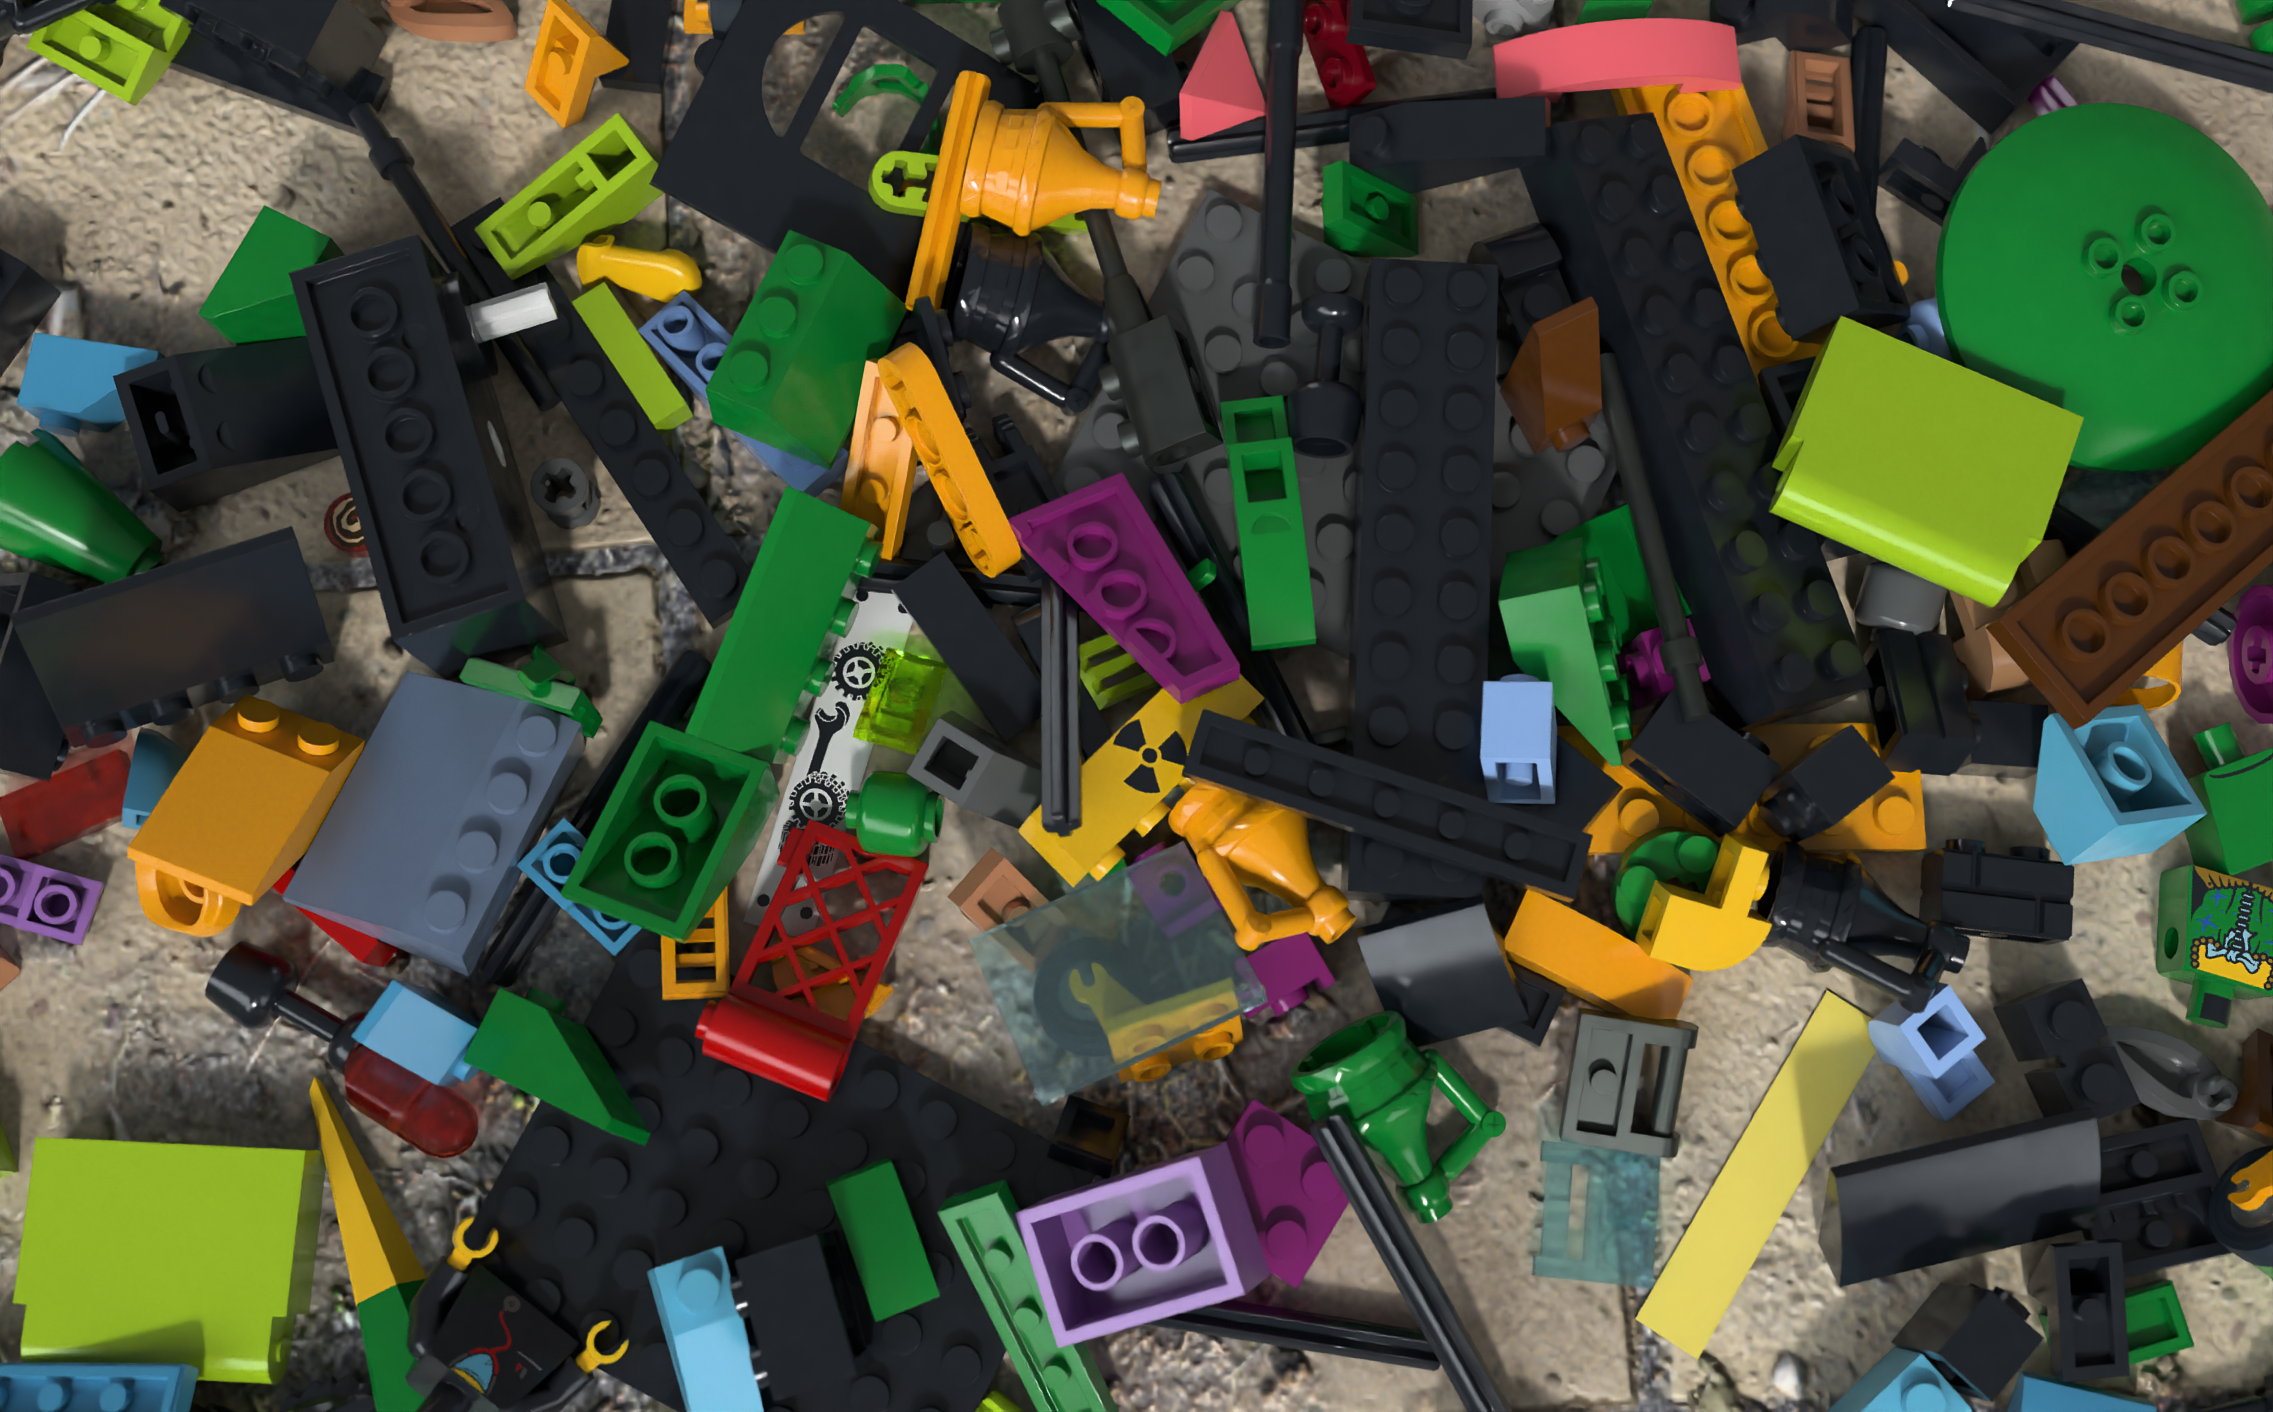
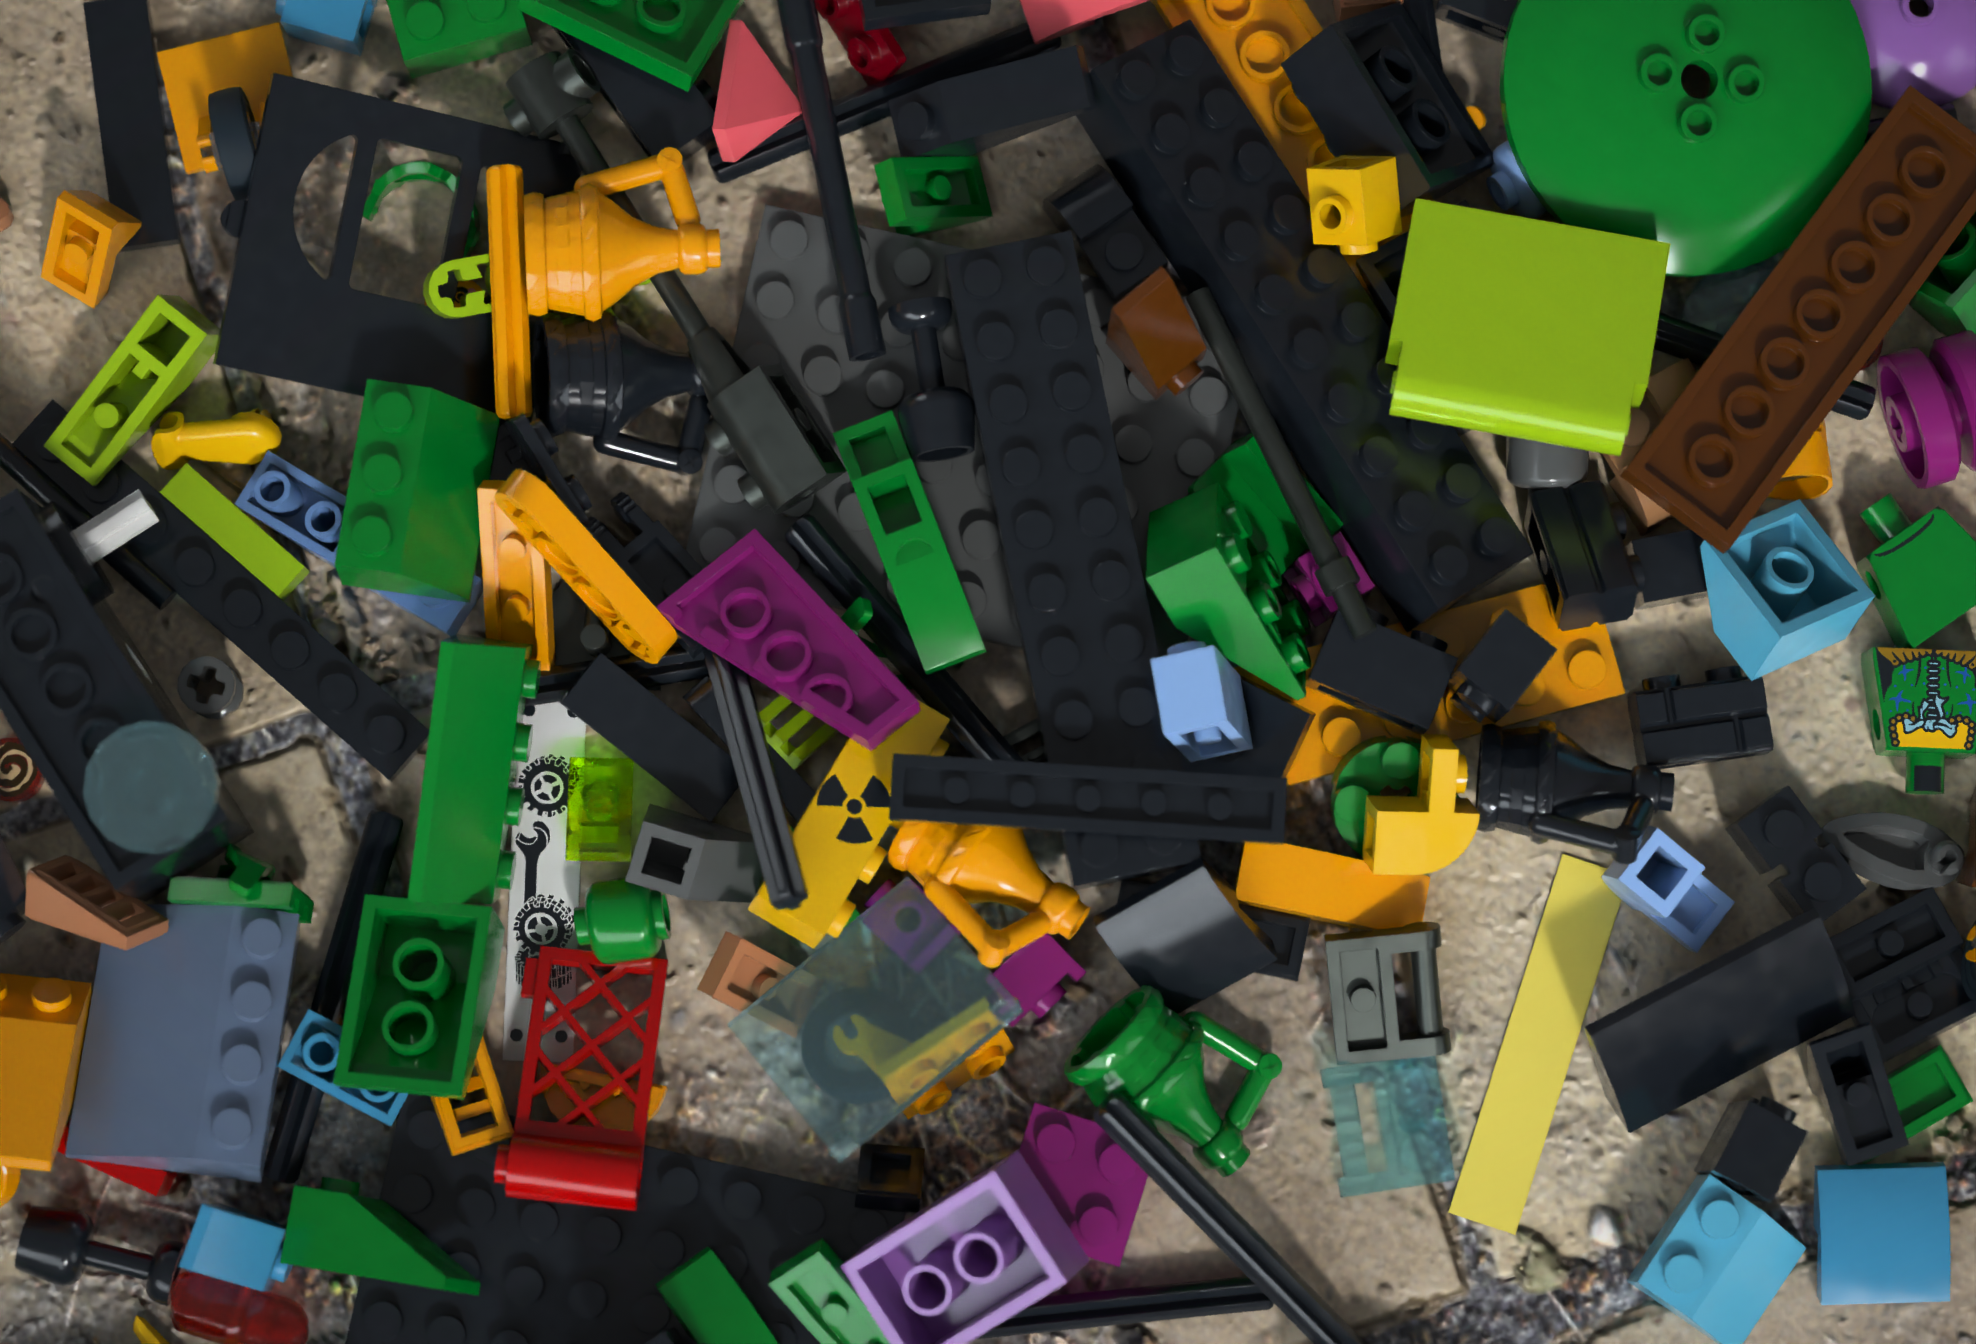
camera: 15 degrees left, 5 degrees up
(365, 653) = (86, 904): none -> nougat slope
(456, 547) = (151, 787): none -> clear light blue tile
(1778, 307) = (1354, 202): none -> yellow brick

